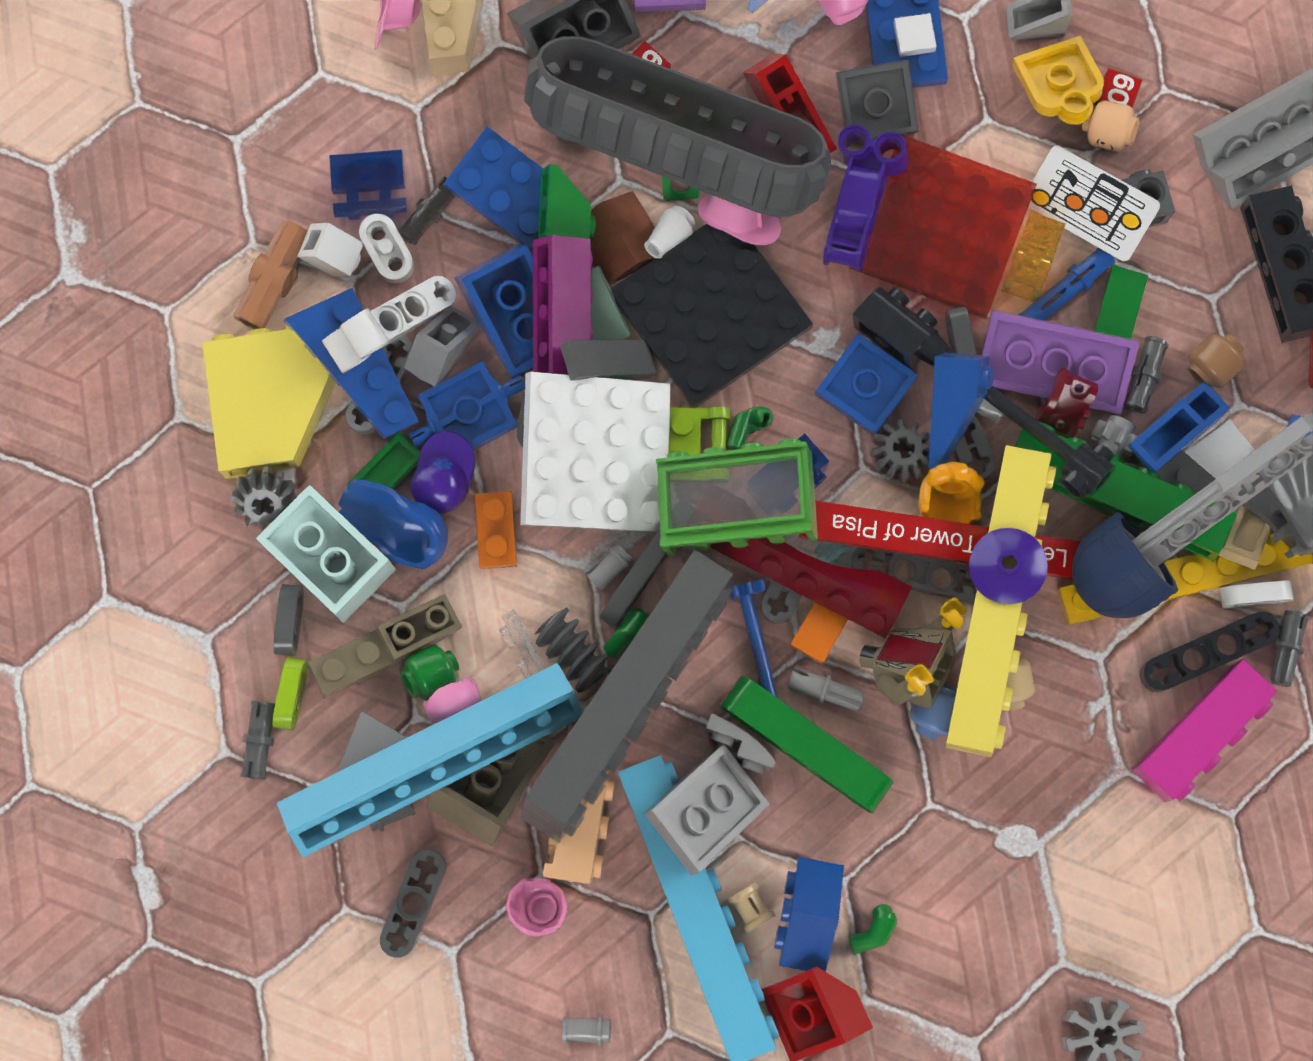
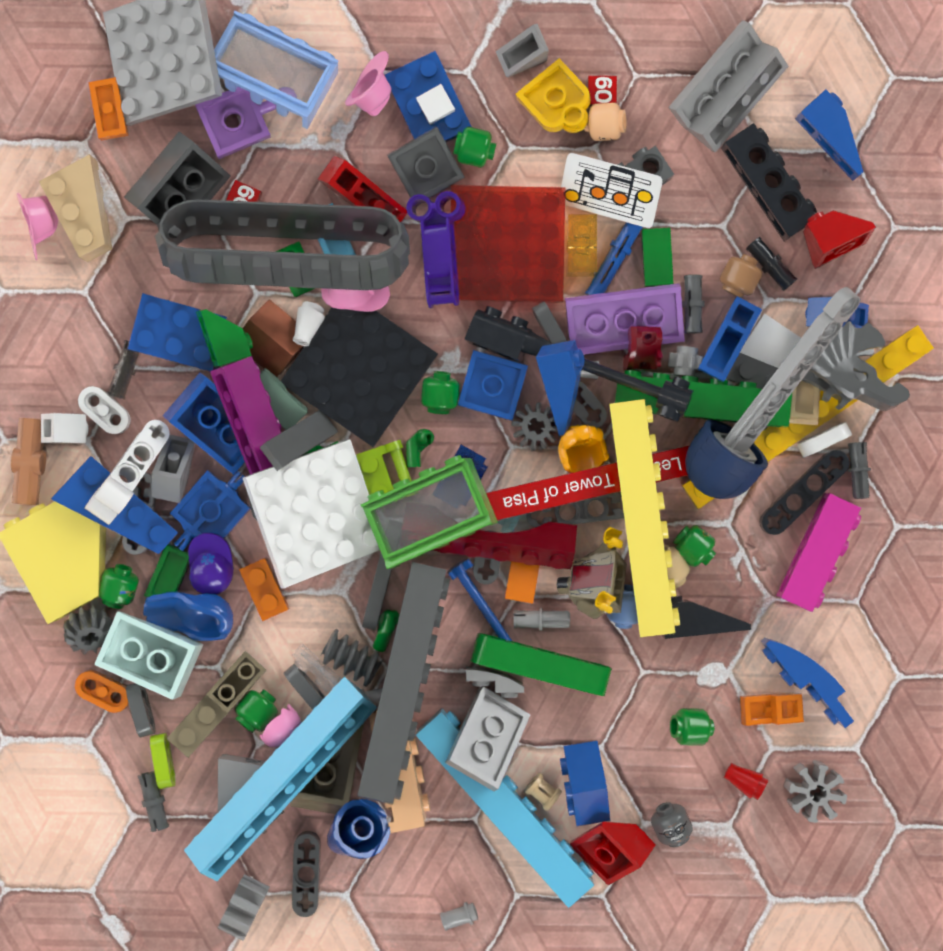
camera: 20 degrees left, 10 degrees up
(251, 582) = (103, 692): none -> orange plate
(319, 911) = (243, 907): none -> light grey gear
(320, 460) = (118, 586): none -> green head
(368, 173) = (68, 357): clear blue plate -> none
(499, 661) = (304, 686): none -> dark grey beam
(502, 858) = (359, 830): none -> blue cone
(537, 906) = (398, 851): bright pink hair -> none
(609, 567) = (355, 587): light grey pin -> none
(799, 369) = (440, 393): none -> green head
(879, 931) = (637, 775): green arm -> none
(901, 1010) = (671, 824): none -> dark grey head
(943, 100) = (474, 147): none -> green head
(969, 893) = (691, 727): none -> green head
(1004, 584) = (657, 493): dark purple dish -> none
(1016, 989) = (747, 781): none -> red cone
(1028, 762) = (701, 620): none -> black slope
(1051, 666) = (695, 545): none -> green head
(1079, 910) = (771, 708): none -> orange slope
(1135, 870) = (802, 670): none -> blue slope
(1259, 361) = (771, 263): none -> black pin

